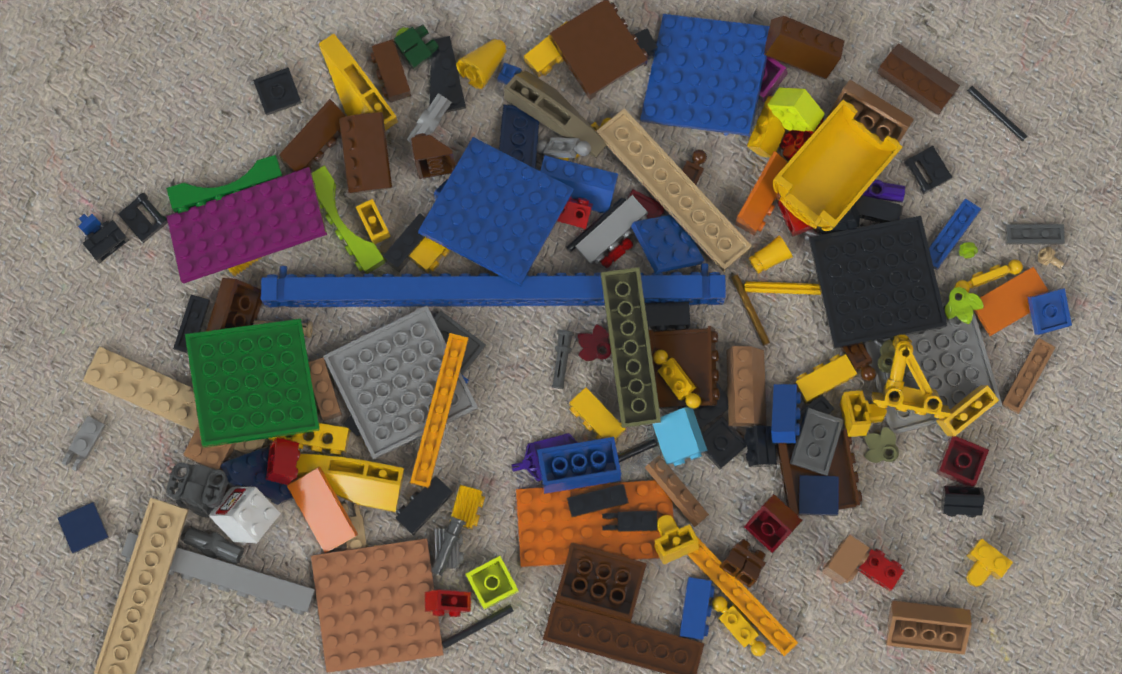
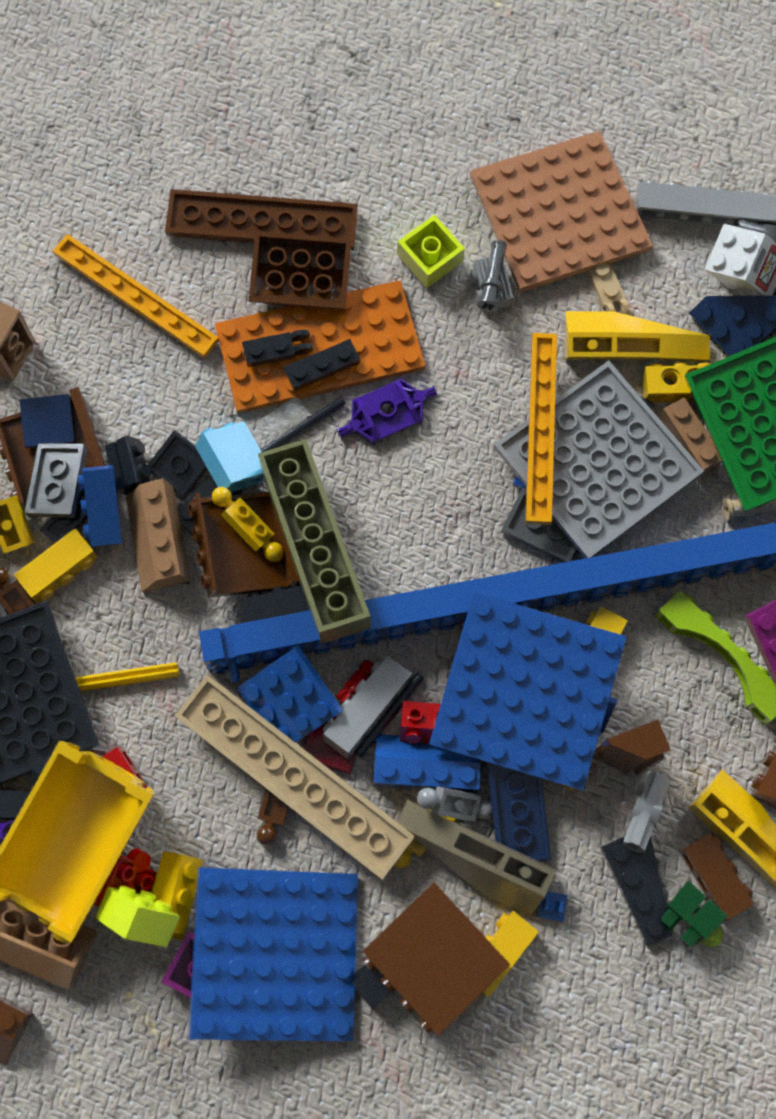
camera: 165 degrees right, 5 degrees down
(283, 461) = (716, 336): red brick -> none
(322, 510) = (653, 296): orange tile -> none
(365, 152) = (722, 745): reddish brown slope -> none
(373, 221) = (685, 658): yellow brick -> none
(399, 252) = (638, 630): black brick -> none
(423, 505) = (536, 318): black brick -> none
(447, 602) = (478, 218): red brick -> none
(467, 506) = (480, 334): yellow brick -> none
(477, 626) = (440, 207): black bar -> none
(481, 63) = (593, 913): yellow cone -> none
(562, 349) = (400, 543): dark grey pin -> none
(579, 465) = (352, 397): blue slope -> none
(592, 343) = (366, 557): dark red plate -> none
(595, 416) = (344, 466): yellow brick -> none
(674, 541) = (217, 328): yellow brick -> none
(676, 491) = (226, 395): medium nougat plate -> none
(696, 609) = (180, 268): blue brick -> none
(739, 626) = (127, 259): yellow plate -> none
(744, 563) = (130, 323): reddish brown hips -> none
(750, 309) = (166, 640): pearl gold bar -> none
(761, 197) = (171, 794): orange slope -> none
(770, 255) = (149, 714): yellow plant -> none
(773, 523) = (98, 372): dark red brick -> none
(803, 46) = (141, 1020): reddish brown slope -> none

